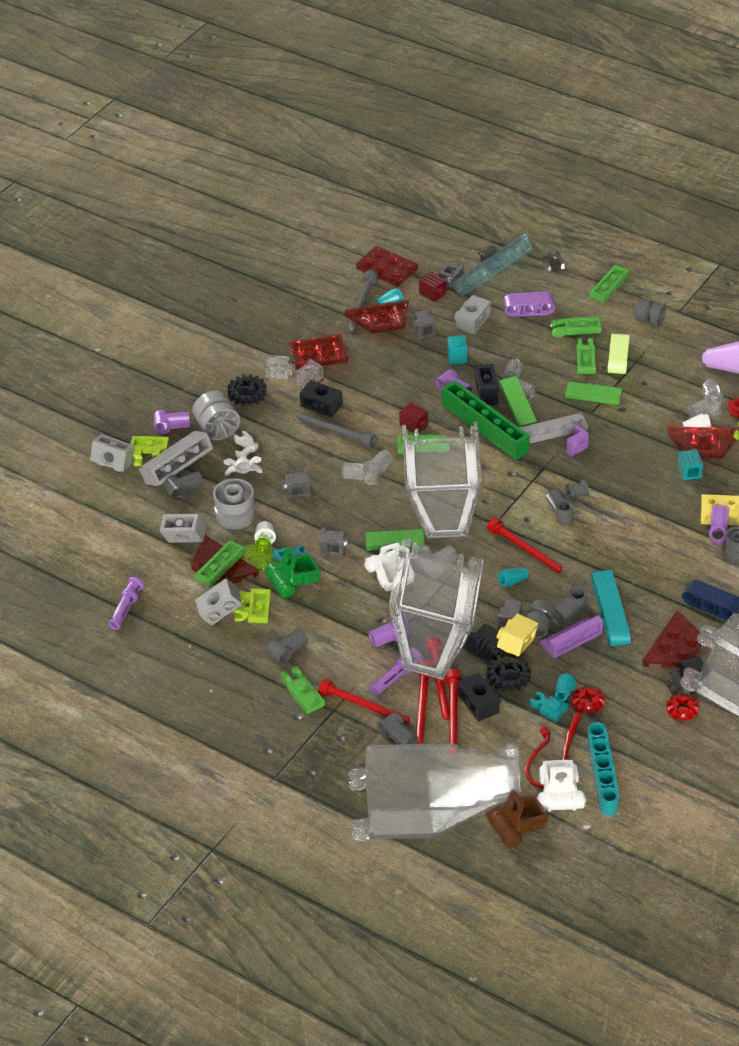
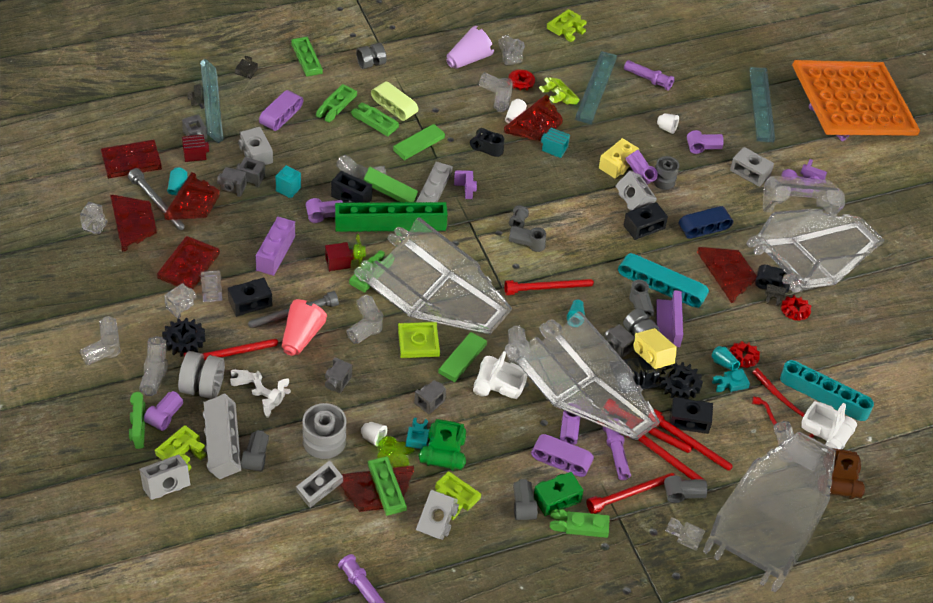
camera: 60 degrees left, 5 degrees up
(145, 416) = (137, 432): none -> bright green hinge
(199, 359) = (106, 347): none -> clear piece
(208, 383) = (154, 366): none -> clear piece
(267, 423) = (242, 349): none -> red piece
(304, 282) = (93, 218): none -> clear brick
(314, 660) = (558, 493): none -> green brick
(317, 438) = (301, 326): none -> coral cone
(329, 303) = (133, 220): none -> clear red wing
(354, 644) = (562, 455): none -> medium lavender beam
(355, 757) = (688, 534): none -> clear plate
(382, 506) = (418, 340): none -> lime plate
(384, 381) = (275, 246): none -> medium lavender brick
(426, 422) = (359, 251): none -> clear neon green plate
(445, 326) = (254, 170): none -> flat silver brick
(639, 429) = (489, 142): none -> black piece
(666, 562) = (645, 220): none -> black brick
(688, 538) = (635, 191): none -> light grey brick

